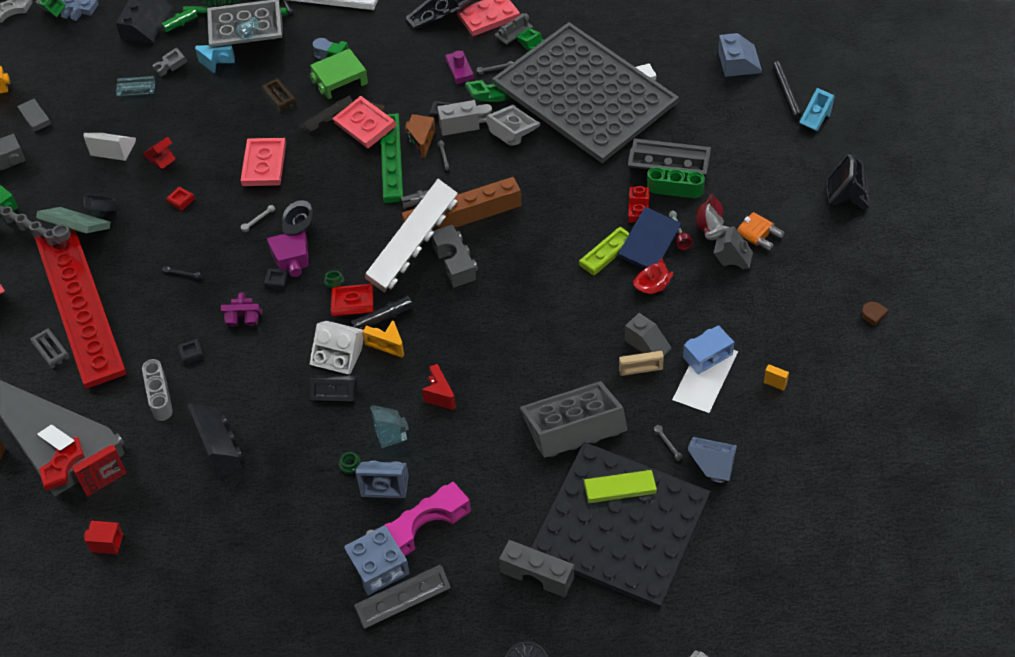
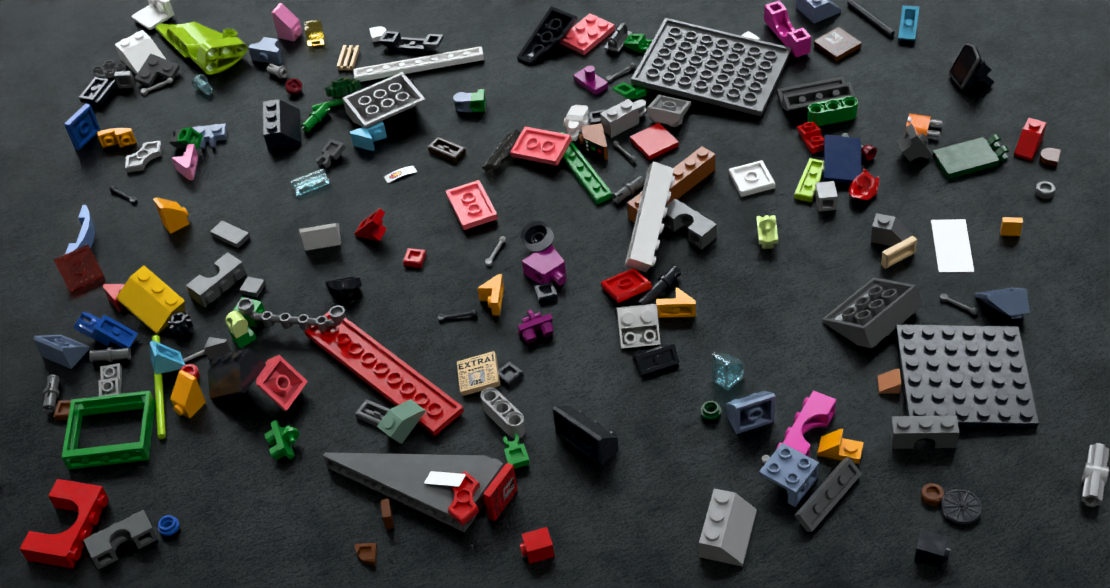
camera: 20 degrees left, 5 degrees down
(21, 176) = (252, 286): none -> tile
(41, 28) = (187, 163): none -> bright pink slope
(59, 362) = (401, 420): none -> sand green slope
(73, 219) = (326, 304): sand green tile -> none
(143, 437) = (515, 452): none -> green plate
(161, 340) = (478, 373): none -> tan tile
(224, 104) = (399, 173): none -> white sticker
(225, 263) = (493, 293): none -> light orange slope
(245, 29) = (393, 102): clear light blue piece -> none
(284, 591) = (727, 528): none -> light grey slope
(333, 279) = (598, 275): dark green plate -> none
(337, 71) = (490, 115): bright green panel -> none
(417, 103) = (575, 118): none -> white hinge
(439, 391) = (748, 327): red slope -> none
(447, 552) = (838, 448): none -> light orange slope
(479, 154) = (654, 141): none -> tile
(506, 637) = (932, 494): none -> reddish brown tile
(523, 291) = (767, 231): none -> yellowish green hips
(541, 501) = (889, 382): none -> nougat slope
(549, 228) = (751, 178): none -> white tile
(607, 274) = (826, 196): none -> light grey brick
(620, 486) = (950, 345): lime tile -> none
(686, 79) = (777, 19): none -> dark pink arch
(708, 349) = (944, 223): medium blue brick -> none
(710, 218) = (881, 130): hair -> none
(732, 108) = (837, 44): none -> tile
(788, 283) = (970, 156): none -> tile
(843, 349) = (1045, 190): none -> dark grey tile
(862, 286) = (1030, 139): none -> red slope

